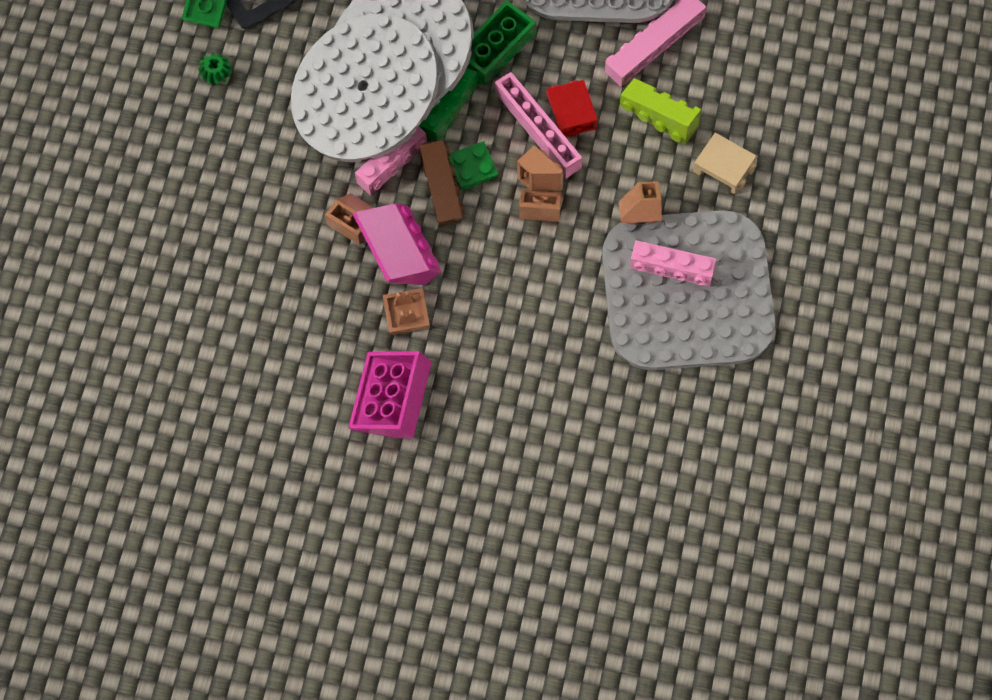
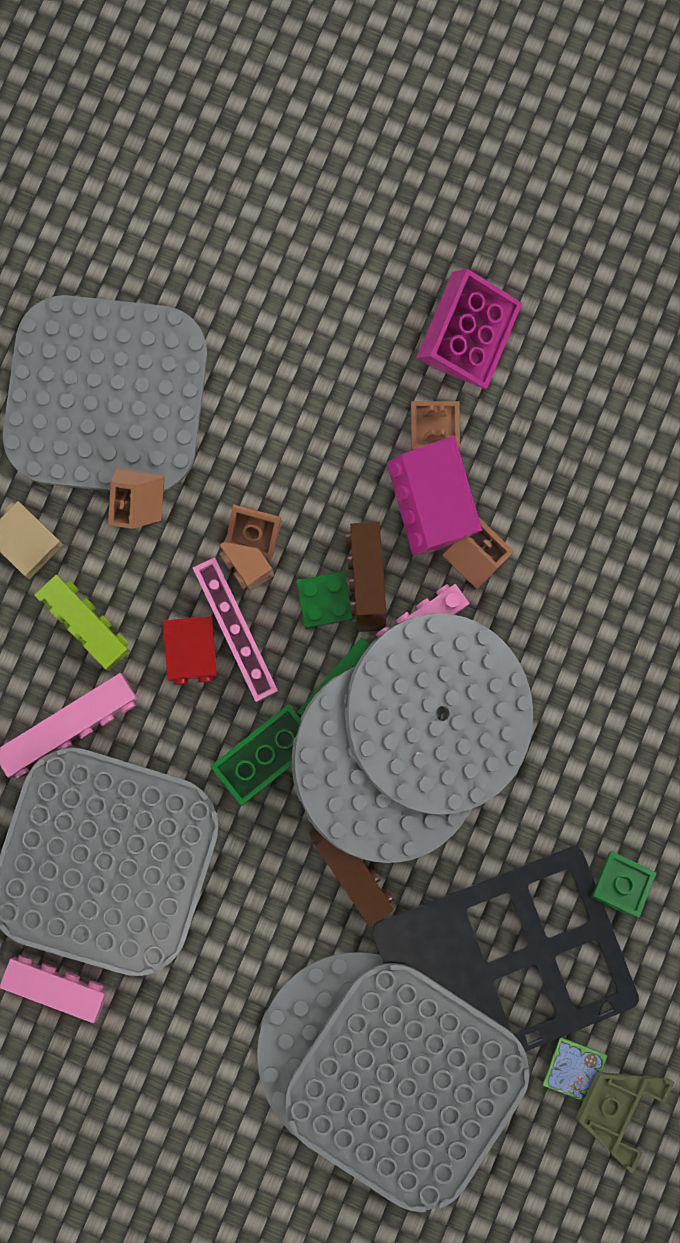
camera: 175 degrees left, 15 degrees up
(215, 68) = (629, 794): green gear -> none
(672, 263) = (111, 411): bright pink brick -> none

